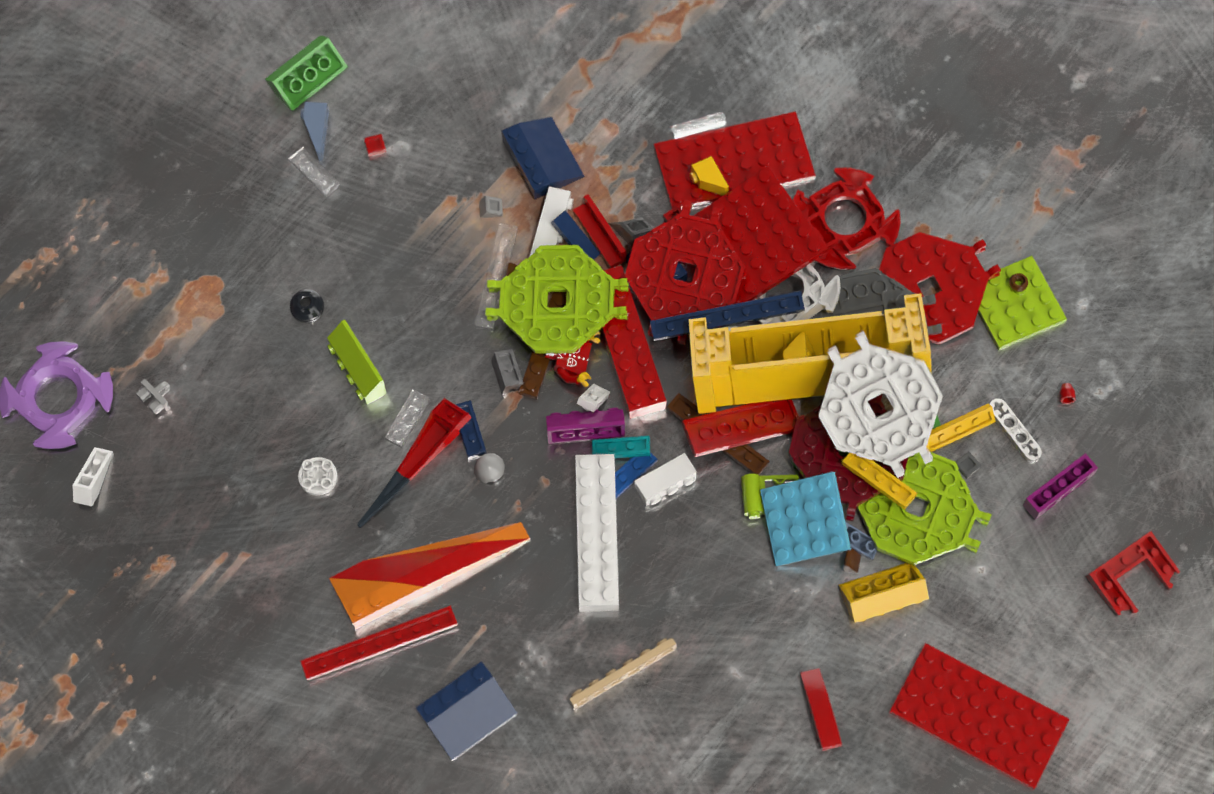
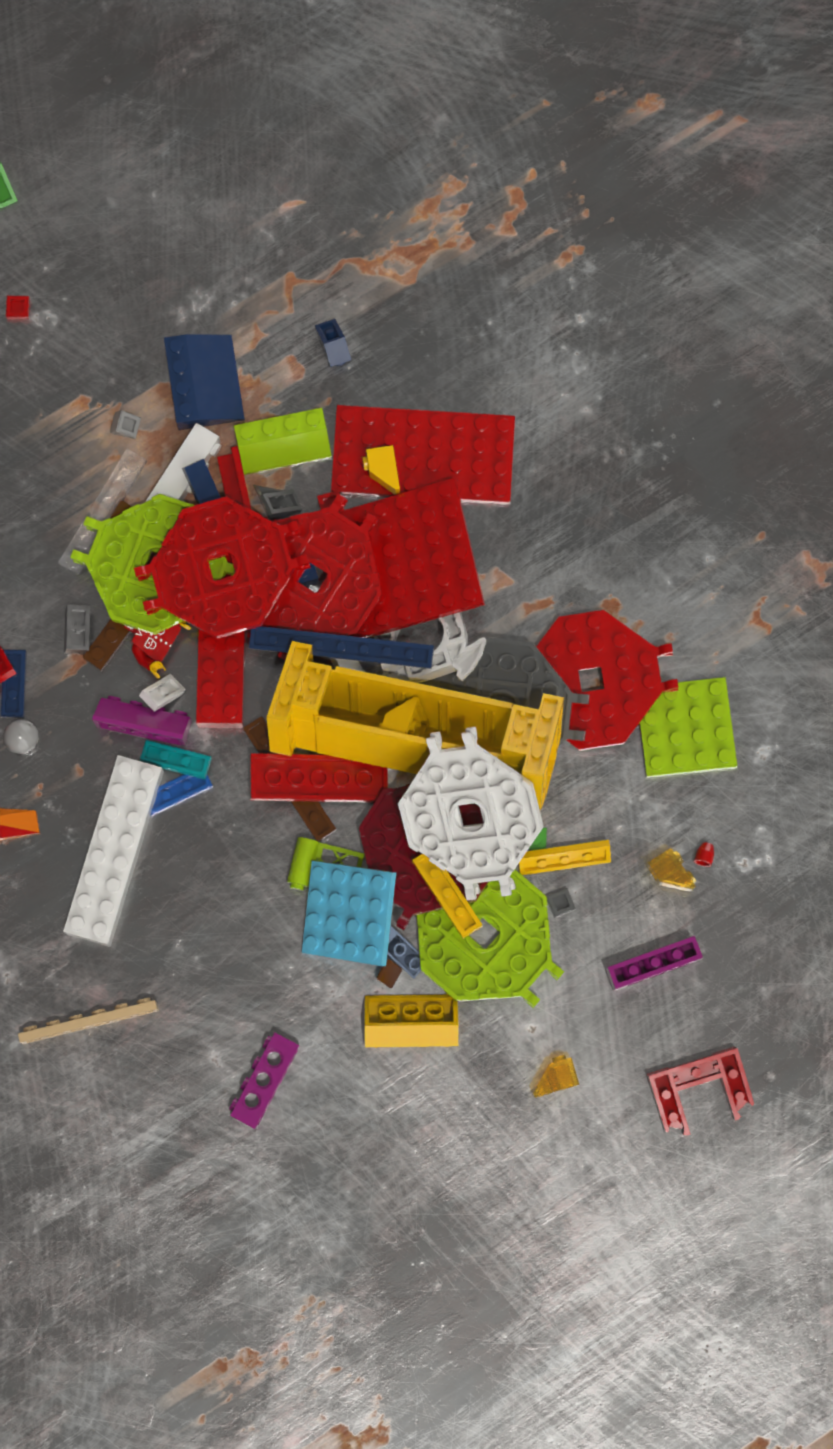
camera: 15 degrees right, 10 degrees up
(594, 258) = (212, 532): none -> red plate
(622, 181) = (283, 441): none -> lime slope
(635, 98) = (333, 343): none -> dark blue slope
(665, 480) = (212, 813): white brick -> none
(698, 126) = (395, 399): clear plate -> none
(781, 706) = (253, 1115): none -> magenta brick
(821, 709) = (293, 1133): red slope -> none
(850, 187) = (553, 590): red piece -> none
(979, 716) = (468, 1196): red plate -> none
(1016, 599) = (557, 1077): none -> clear yellow slope
(1018, 428) = (632, 878): white beam -> none
(1021, 278) = (695, 700): reddish brown plate -> none
(1046, 414) = (669, 872): none -> clear yellow slope

